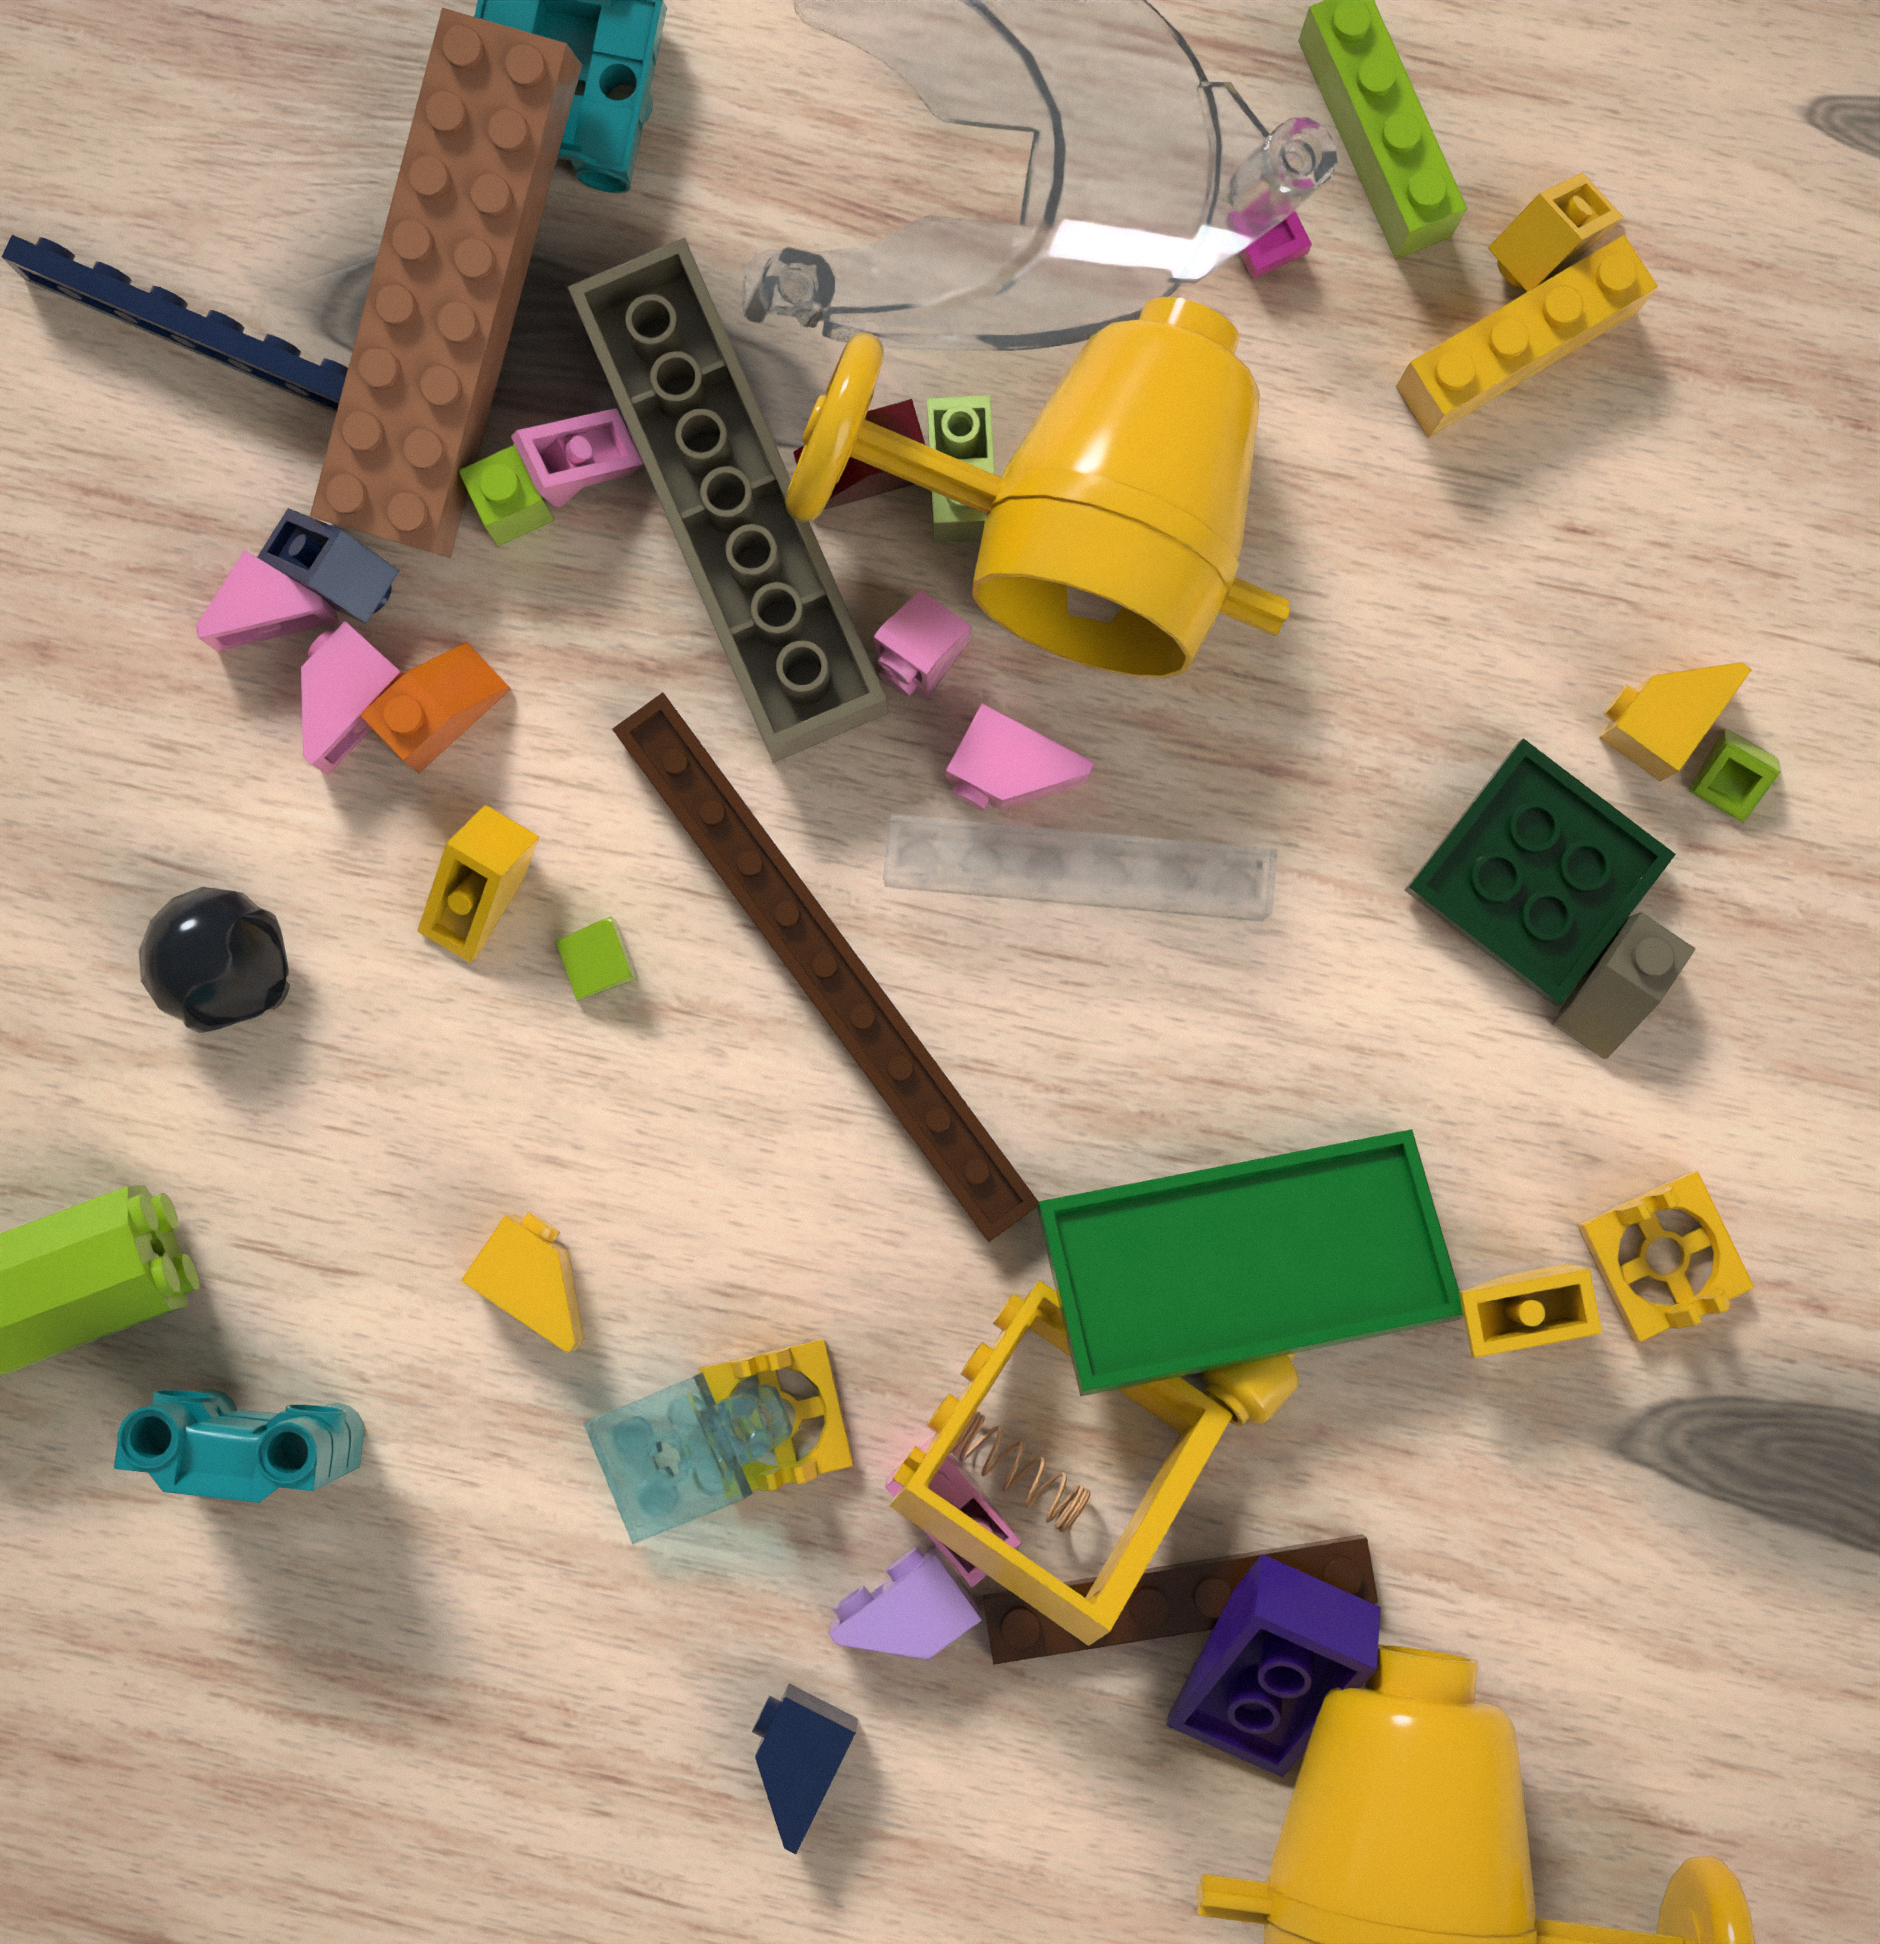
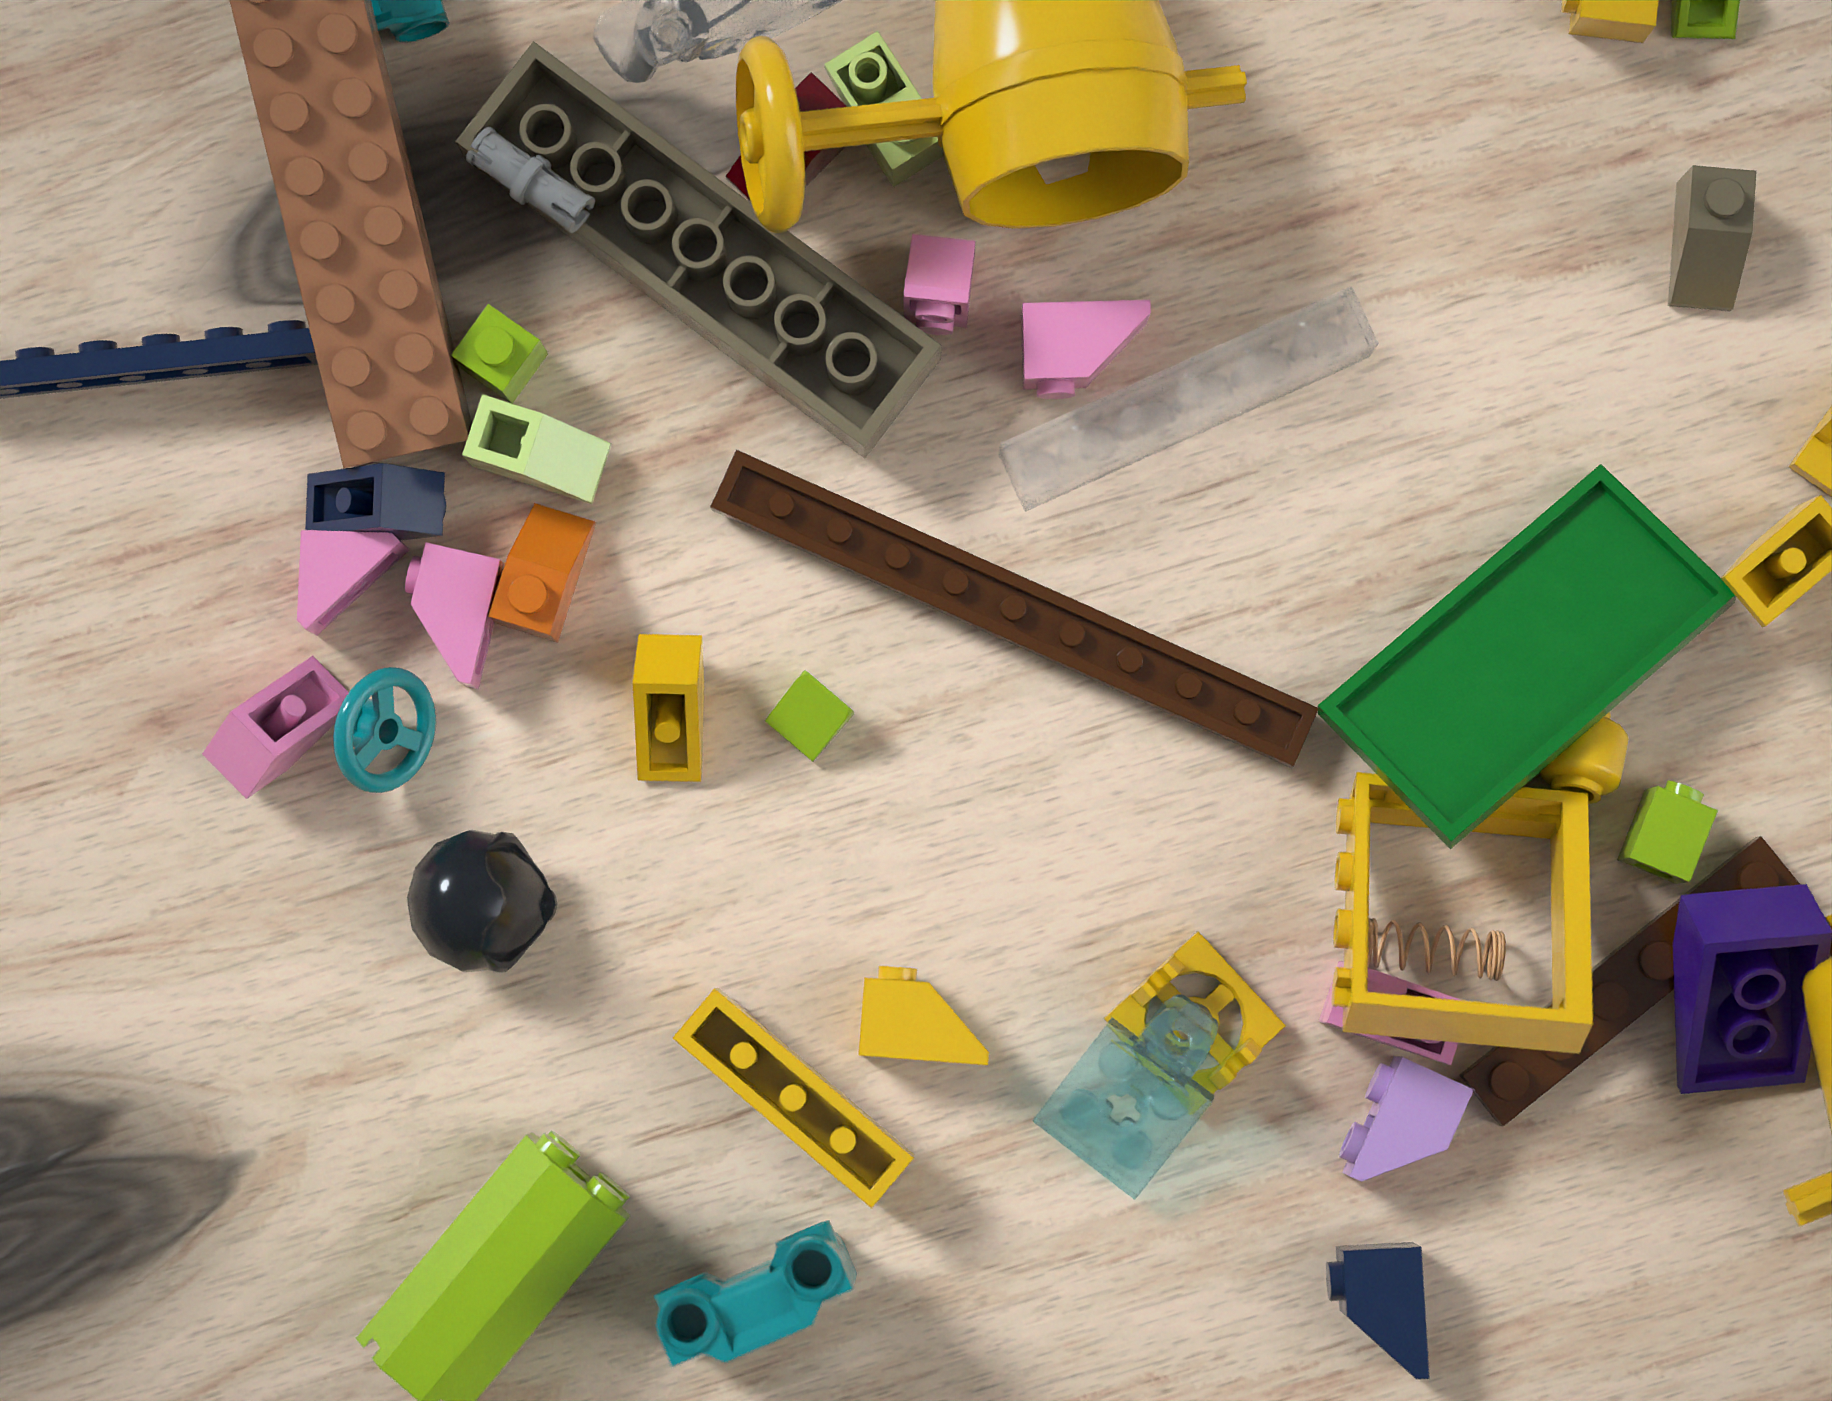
camera: 25 degrees left, 0 degrees up
(132, 709) = (276, 727): none -> bright pink slope
(210, 749) = (375, 726): none -> teal piece
(385, 1284) = (794, 1097): none -> yellow brick
(488, 594) = (535, 449): none -> yellowish green slope
(576, 454) = (542, 281): bright pink slope -> none
(609, 354) = (530, 179): none -> light grey pin
(1287, 1488) = (1668, 832): none -> lime brick
(1540, 872) = (1584, 180): dark green plate -> none

